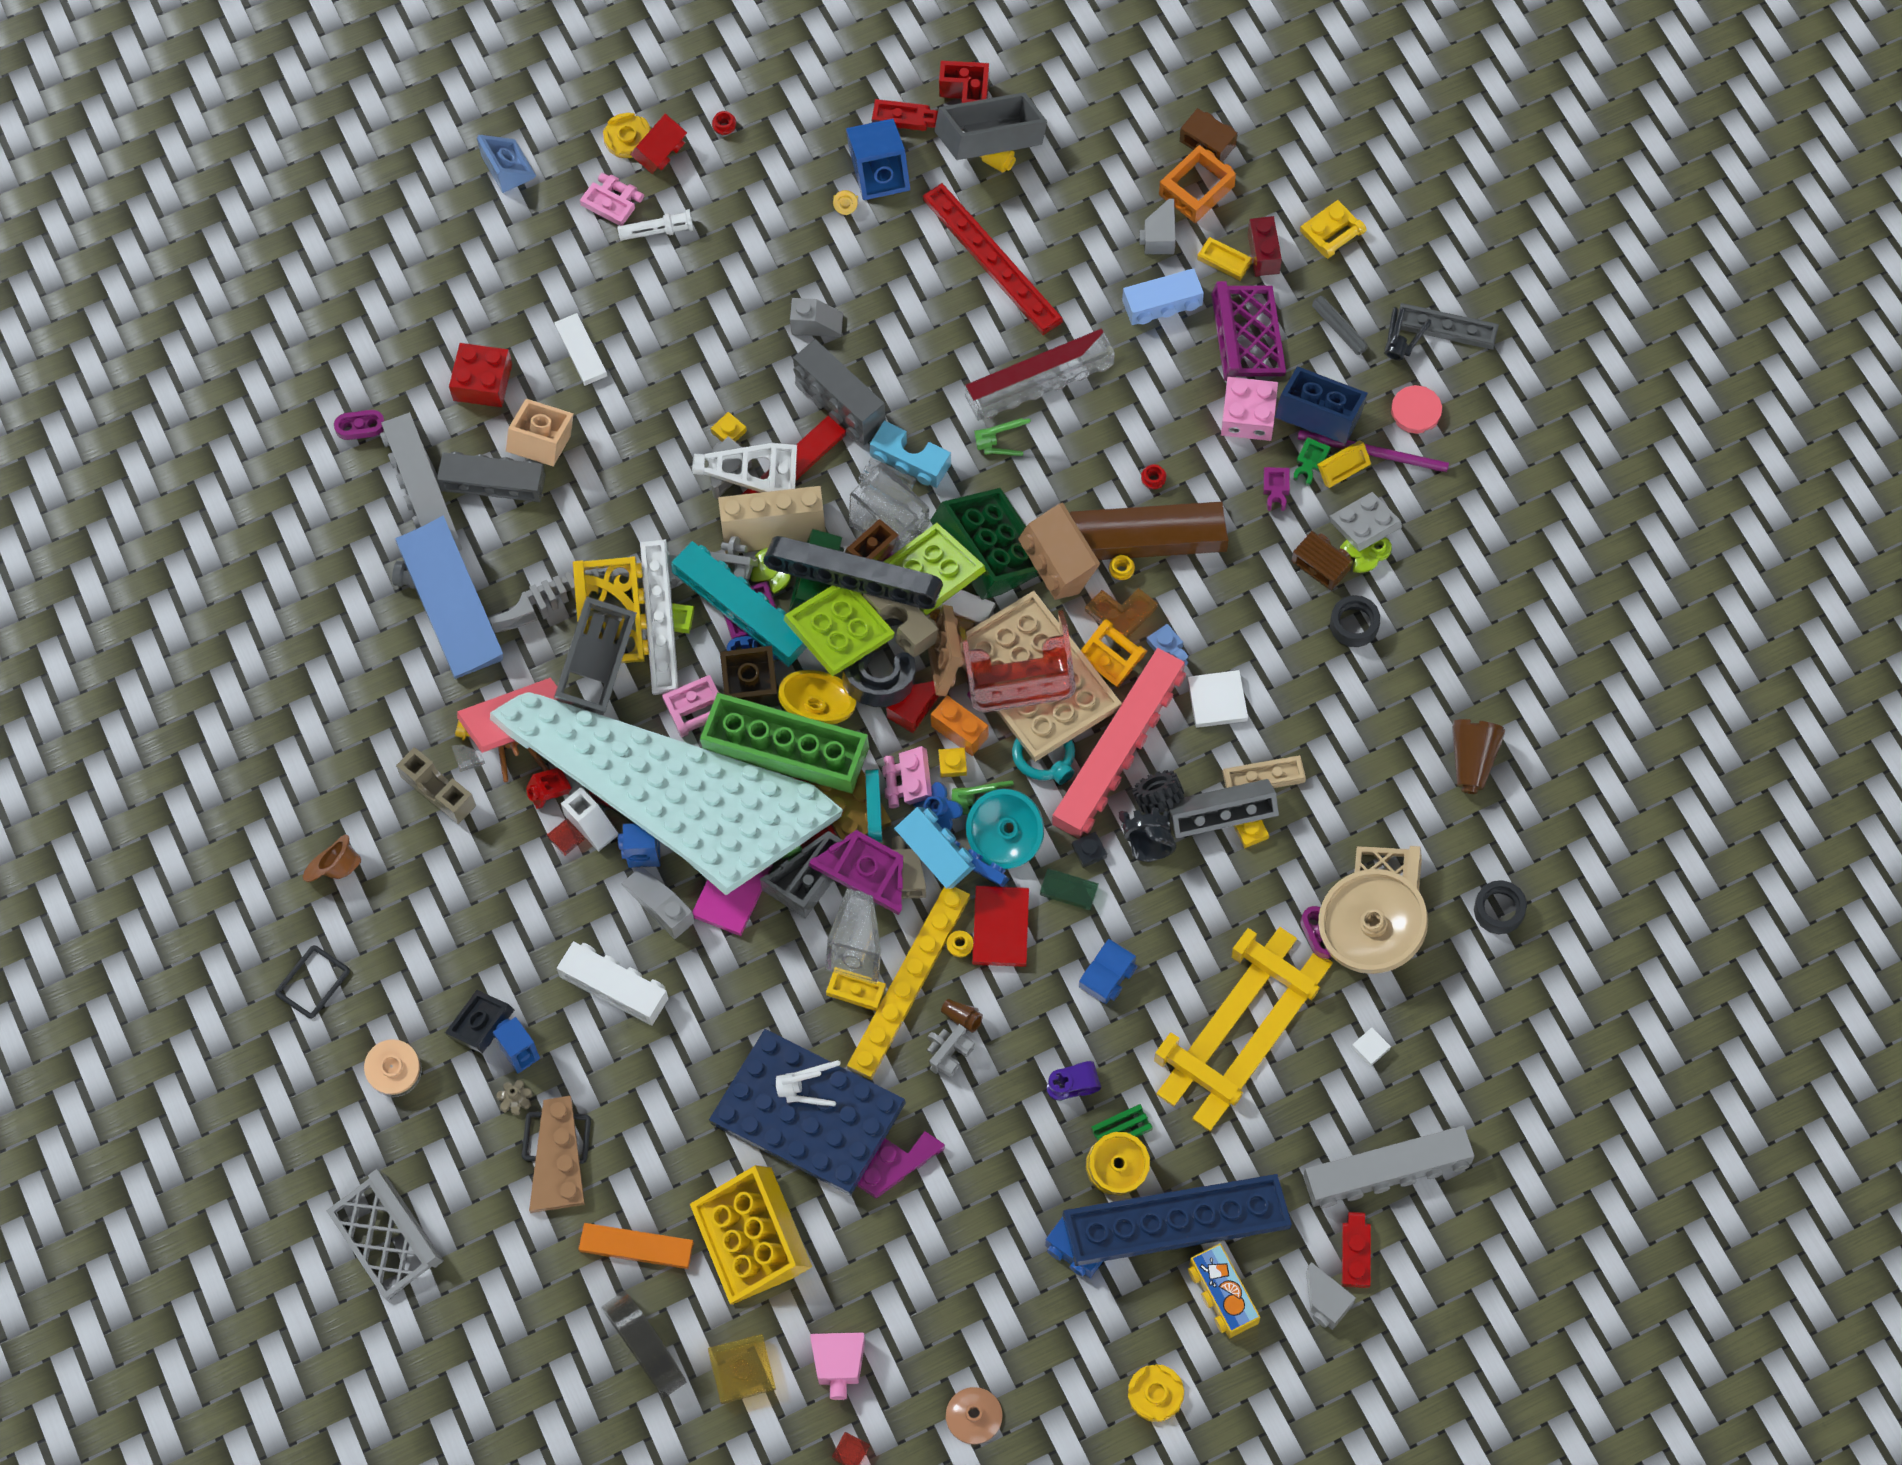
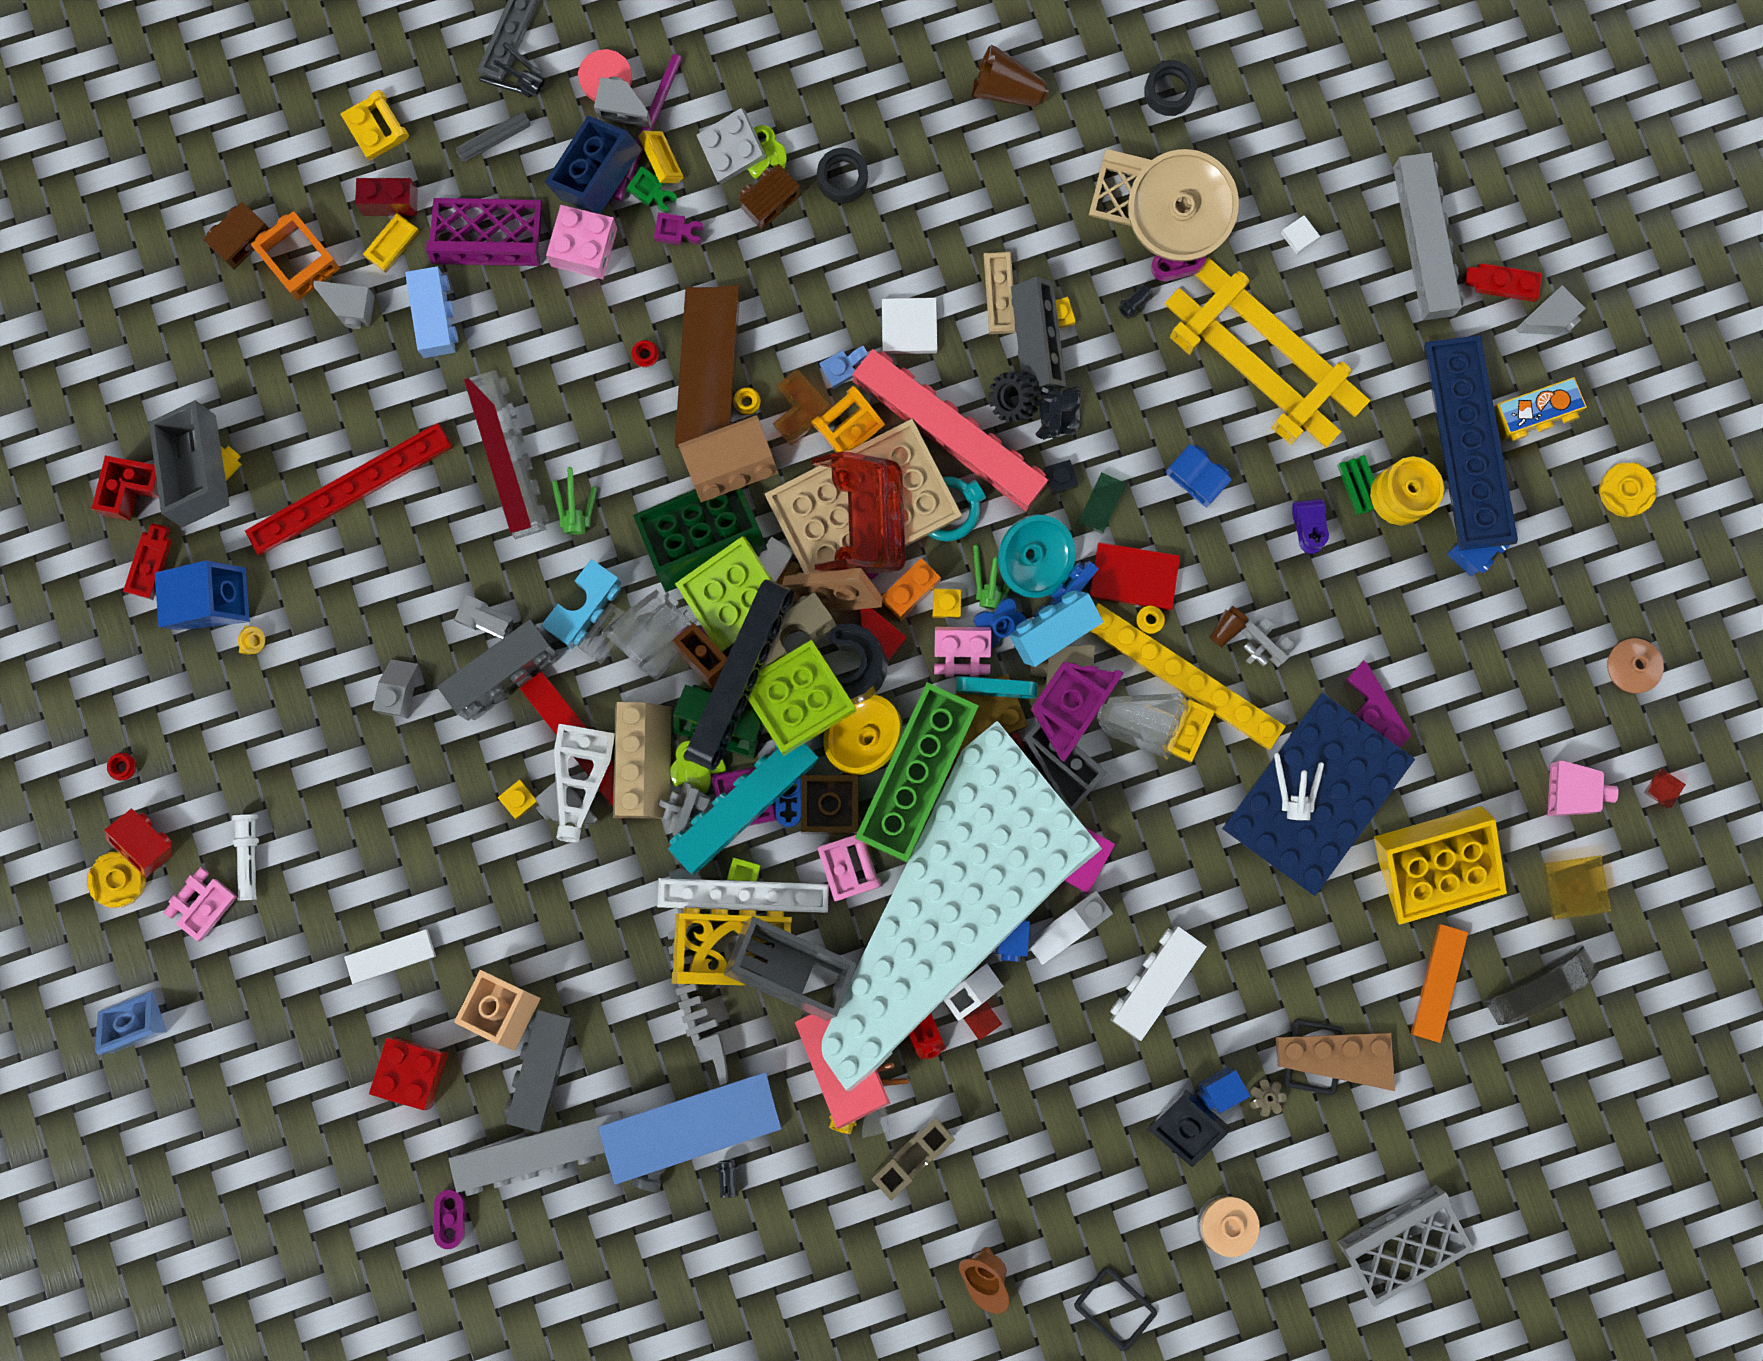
camera: 85 degrees left, 15 degrees up
(408, 639) = (727, 1178): none -> black pin
(889, 373) = (479, 616): none -> light grey piece
(1274, 897) = (1136, 301): none -> black pin
(1387, 419) = (619, 103): none -> light grey slope

